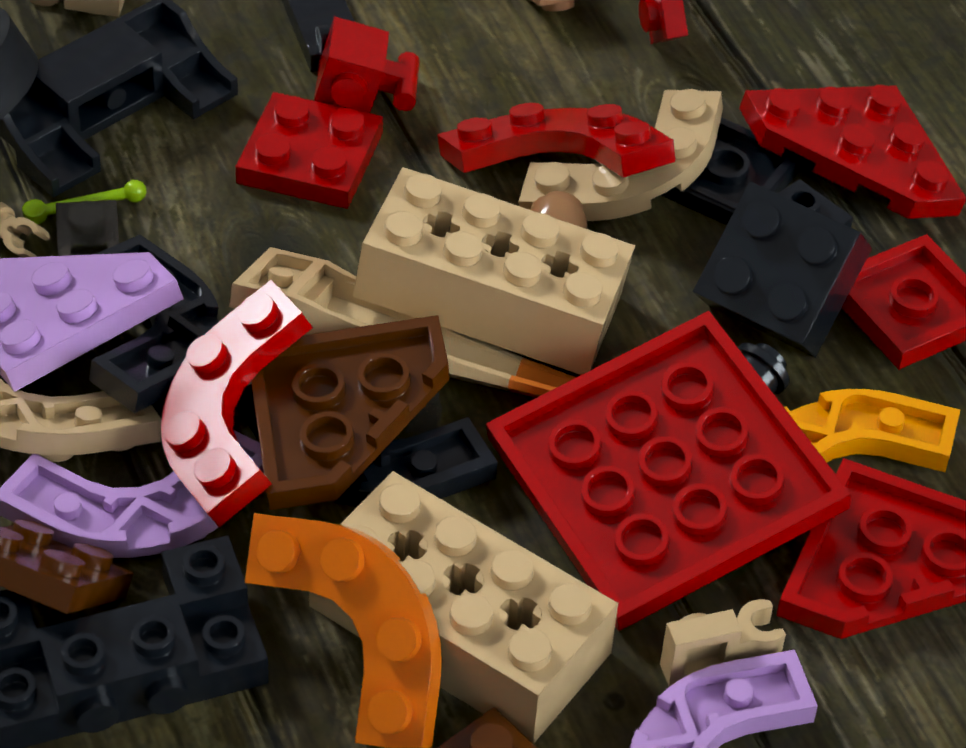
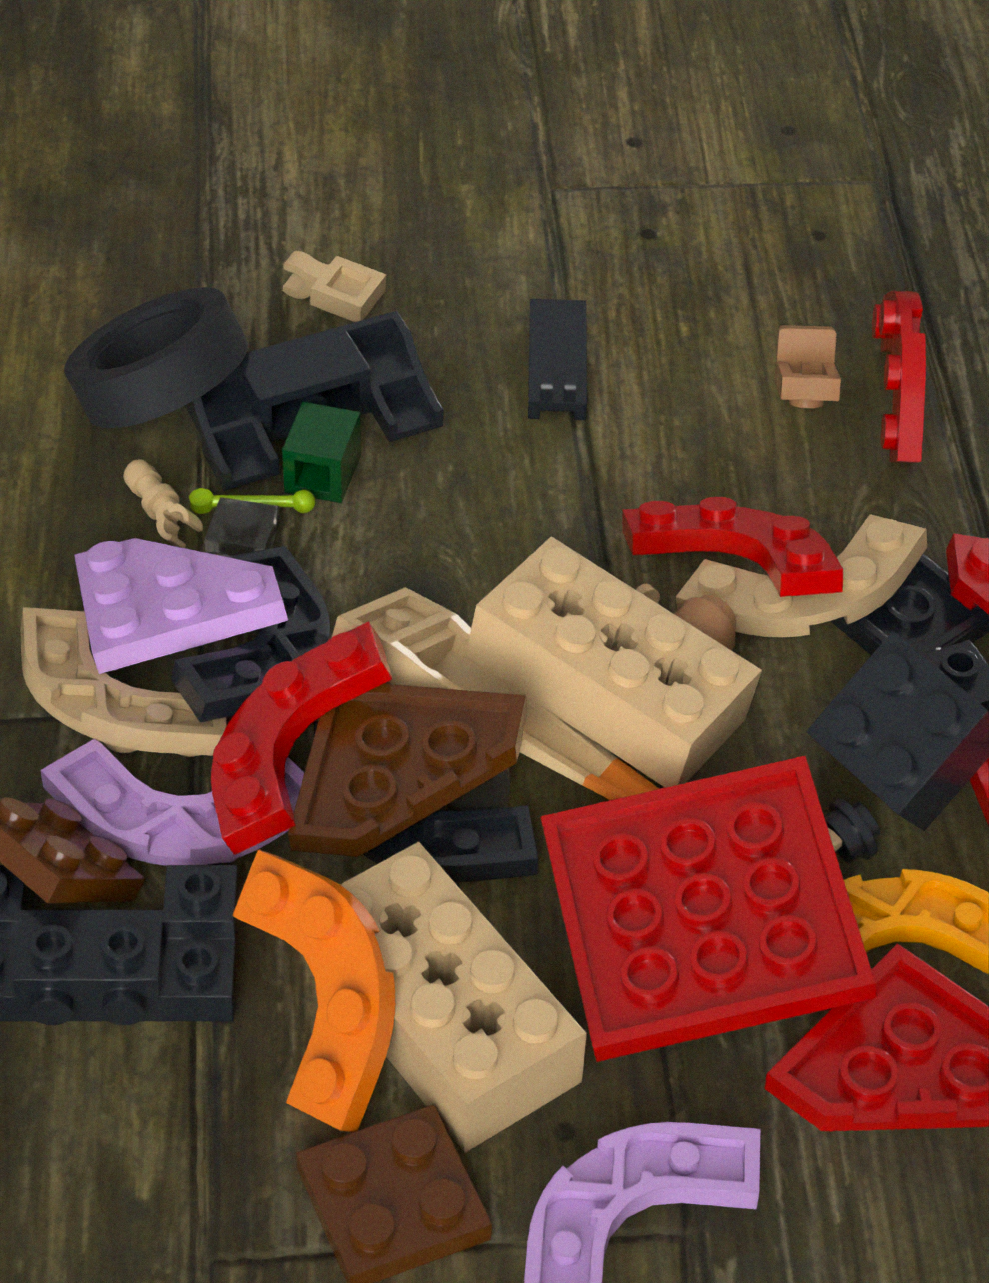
camera: 20 degrees right, 0 degrees up
(137, 140) = (322, 451): none -> dark green brick
(309, 150) = (491, 497): red plate -> none
(357, 67) = (565, 423): red brick -> none
(718, 638) = (683, 1096): tan plate -> none

